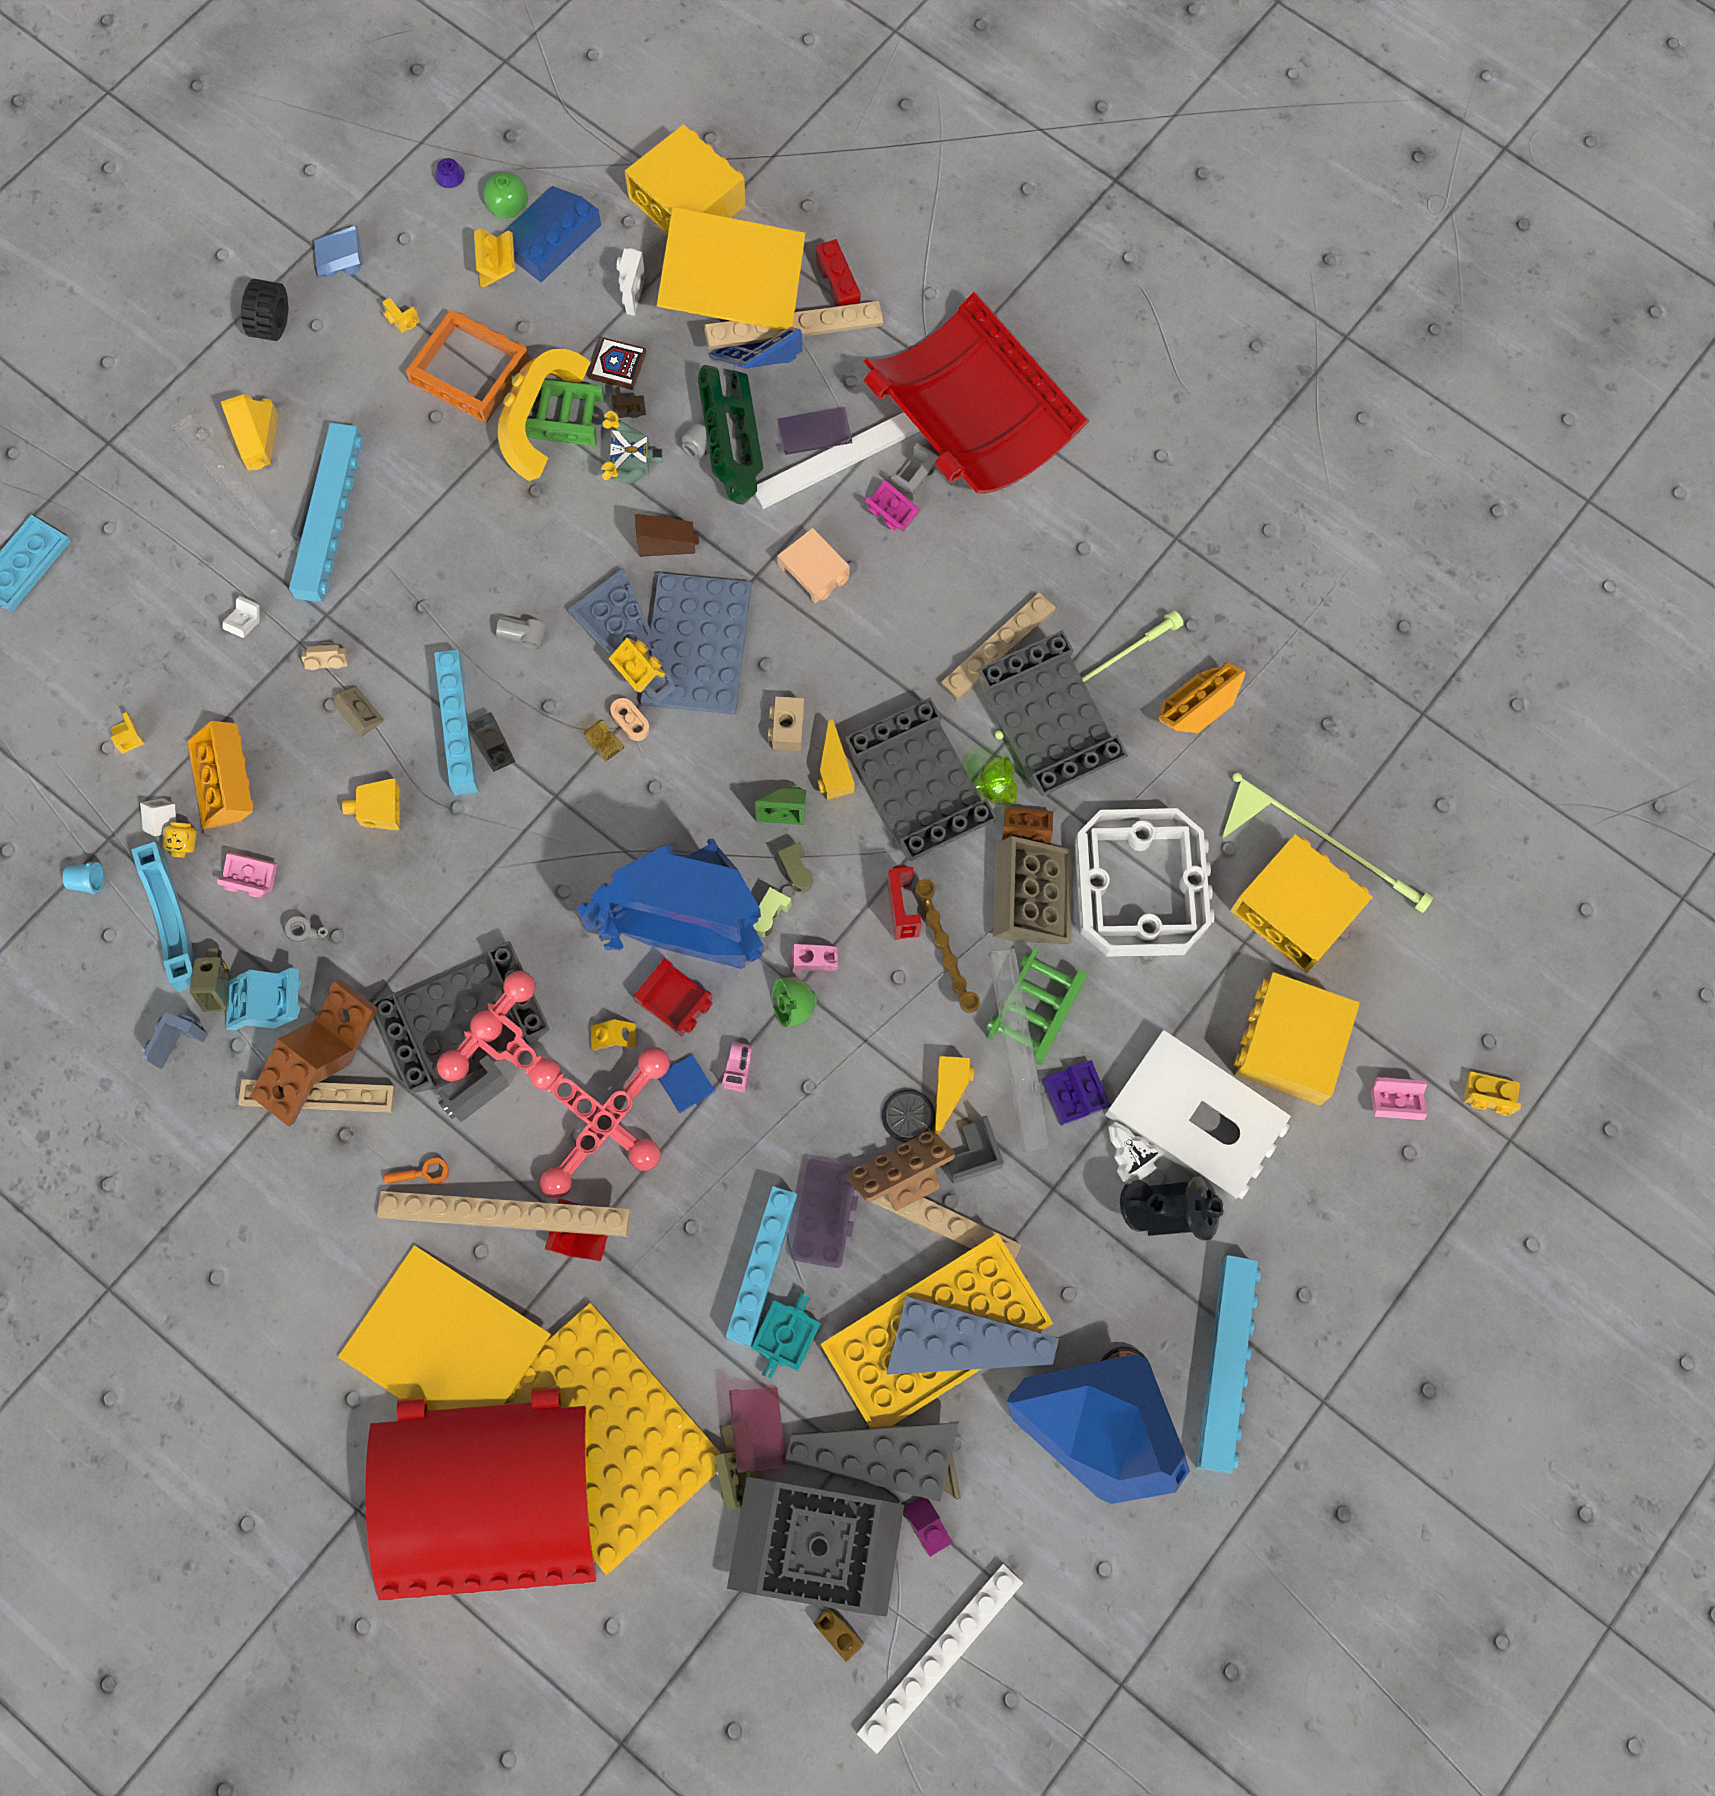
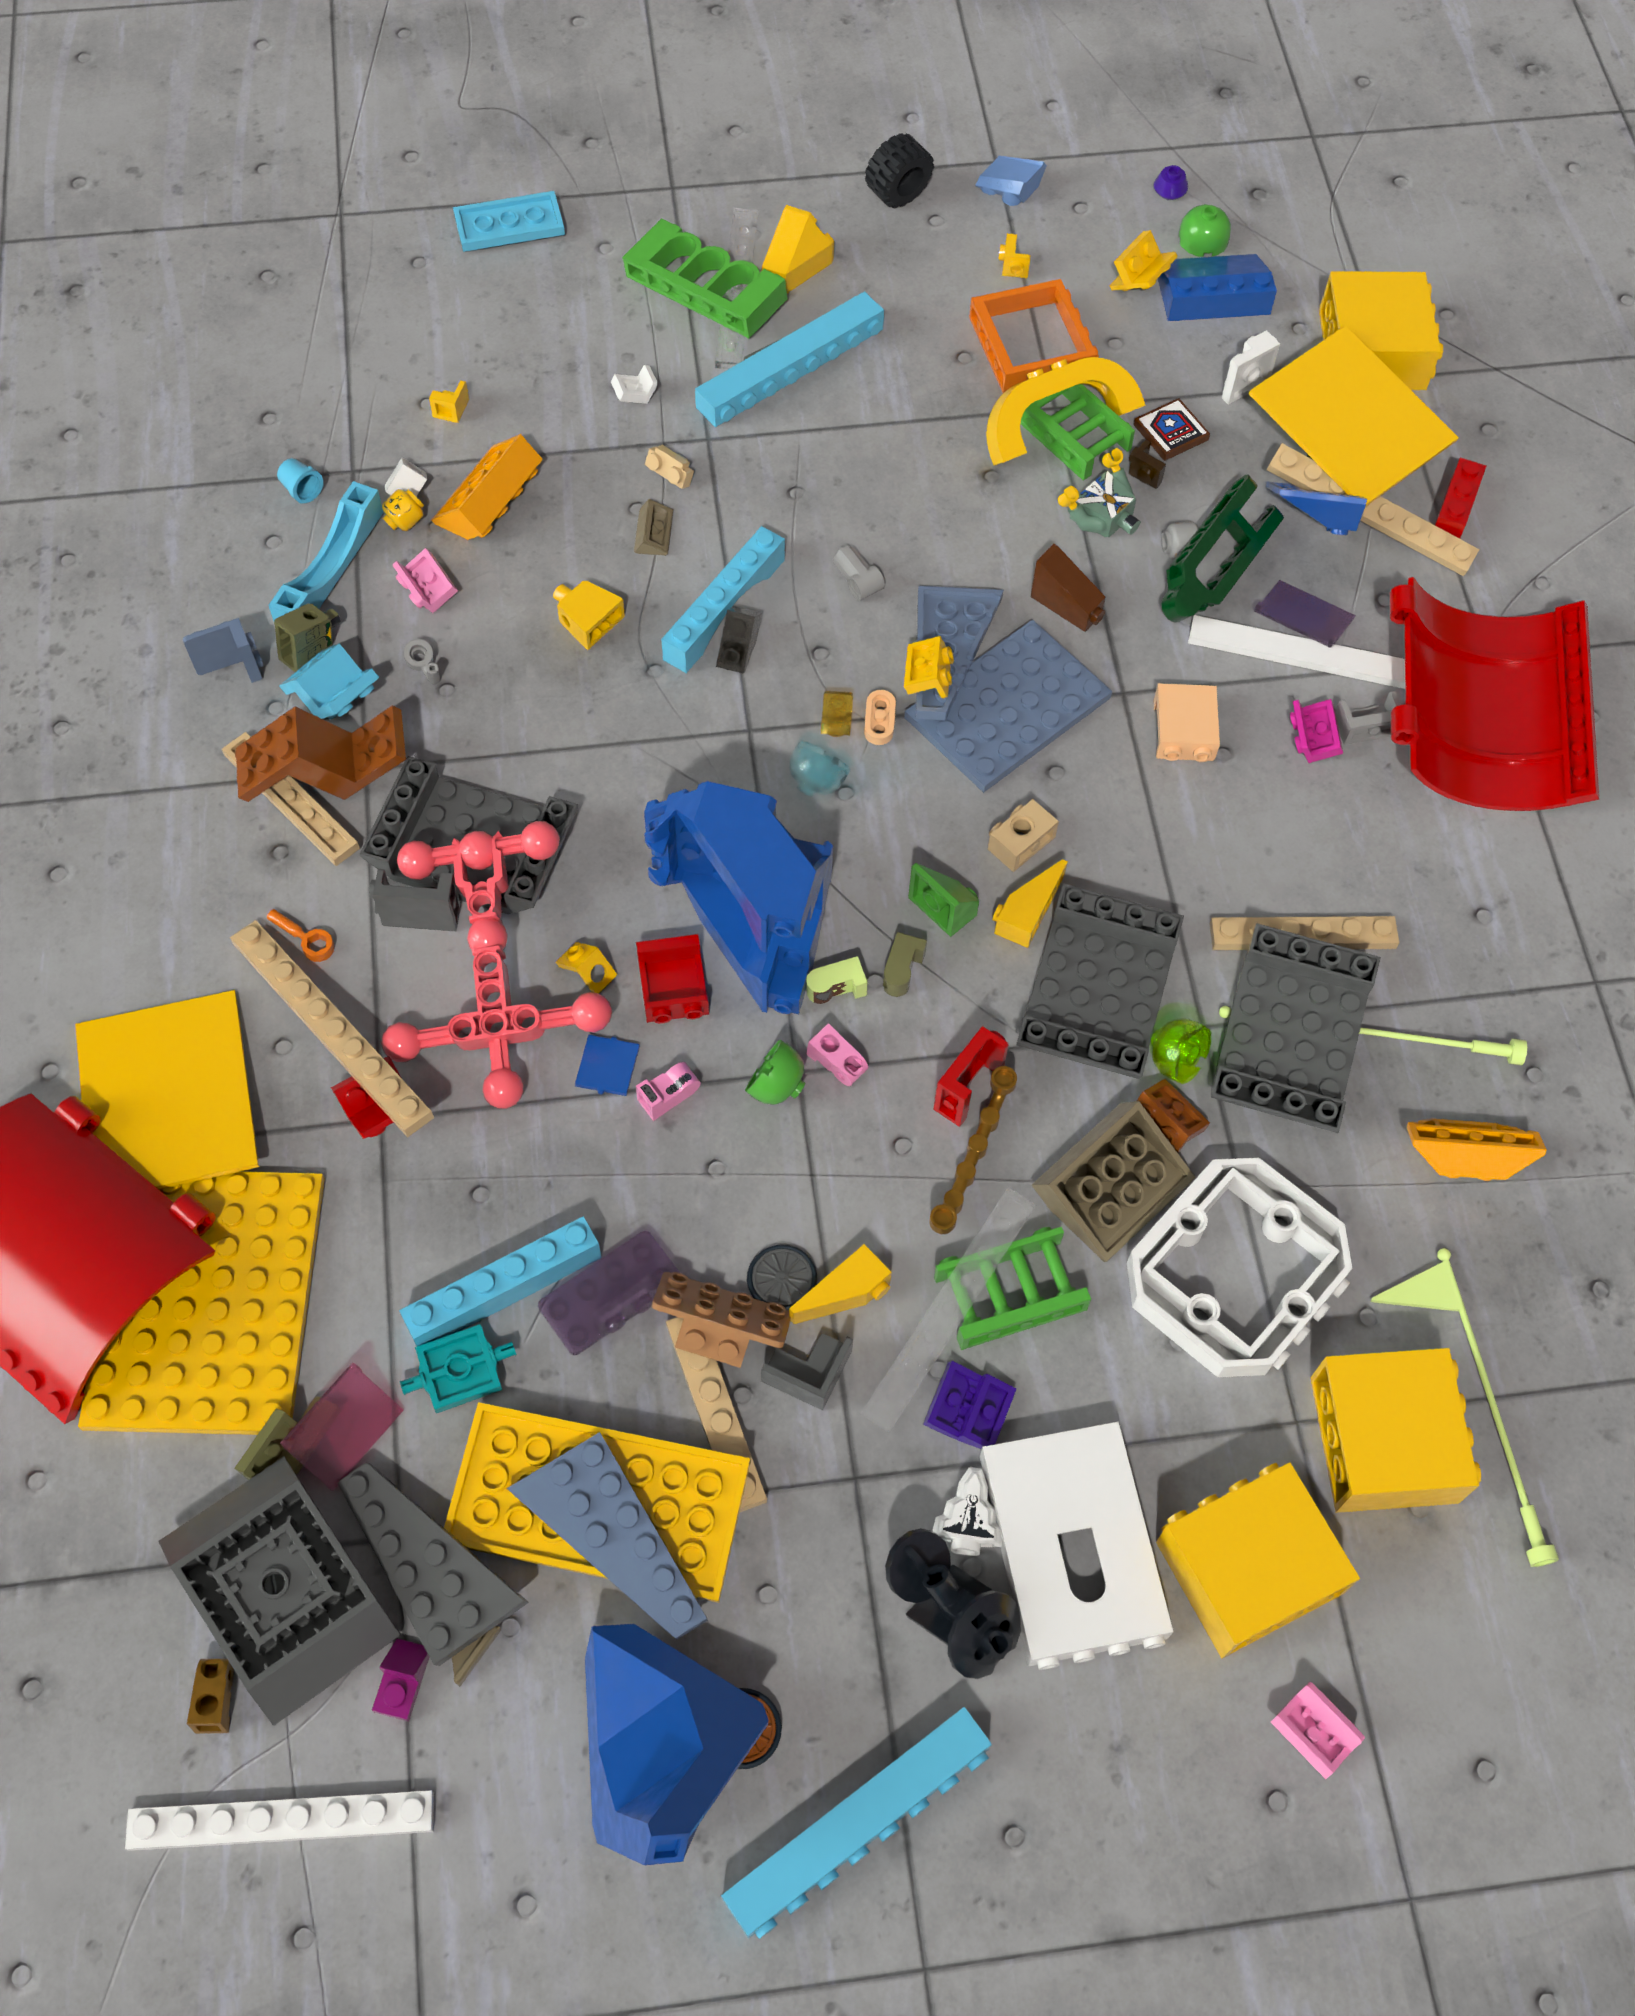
camera: 45 degrees right, 10 degrees down
(154, 493) = (666, 242): none -> bright green fence
(629, 789) = (816, 770): none -> clear light blue cylinder
(1492, 1092) = (1436, 1827): yellow bracket -> none

